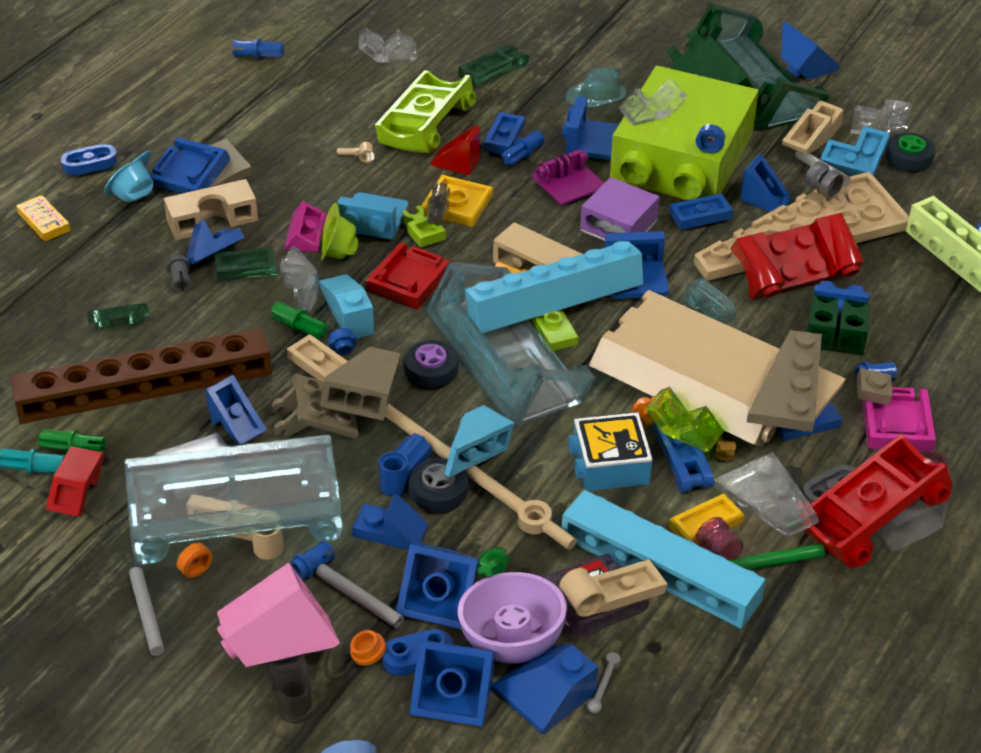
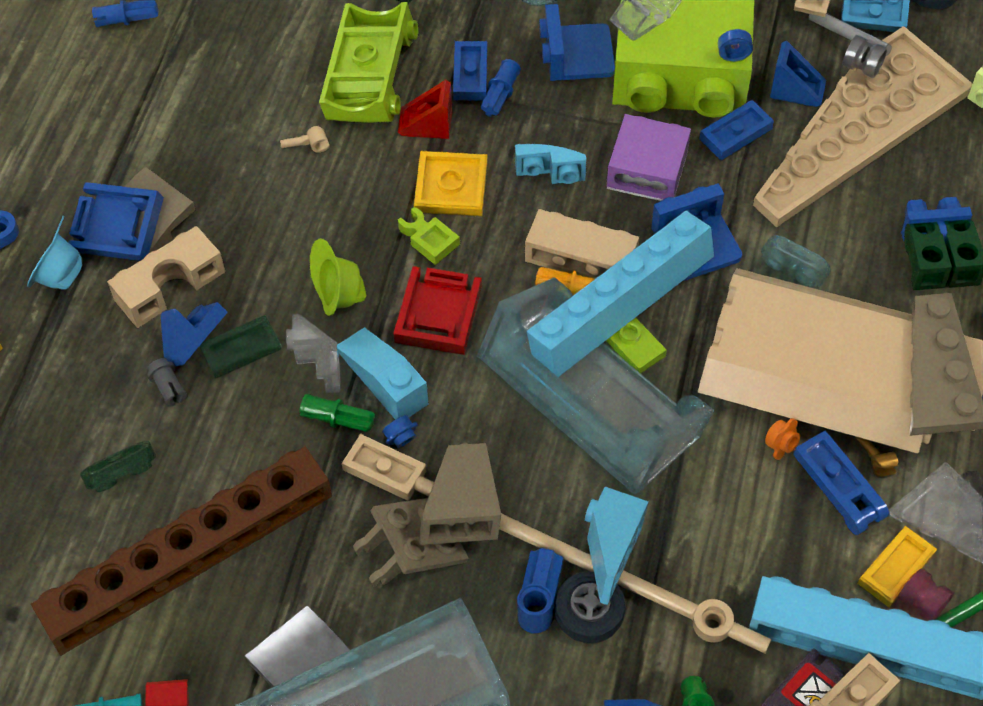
camera: 15 degrees left, 15 degrees up
(64, 440) = (137, 670): green axle -> none
(233, 409) = (318, 574): blue slope -> none
(305, 228) = (288, 272): dark pink slope -> none
(373, 214) = (364, 231): dark azure bracket -> none
(392, 526) = (558, 680): blue slope -> none
(430, 363) = (514, 421): black wheel -> none
(438, 204) = (438, 202): clear smoke axle -> none
(534, 197) = (562, 163): none -> medium azure slope
(567, 177) = (569, 118): magenta hinge -> none
(610, 451) = (765, 506): piece -> none
(692, 427) = (842, 449): clear neon green slope -> none
(798, 256) = (872, 172): red piece -> none

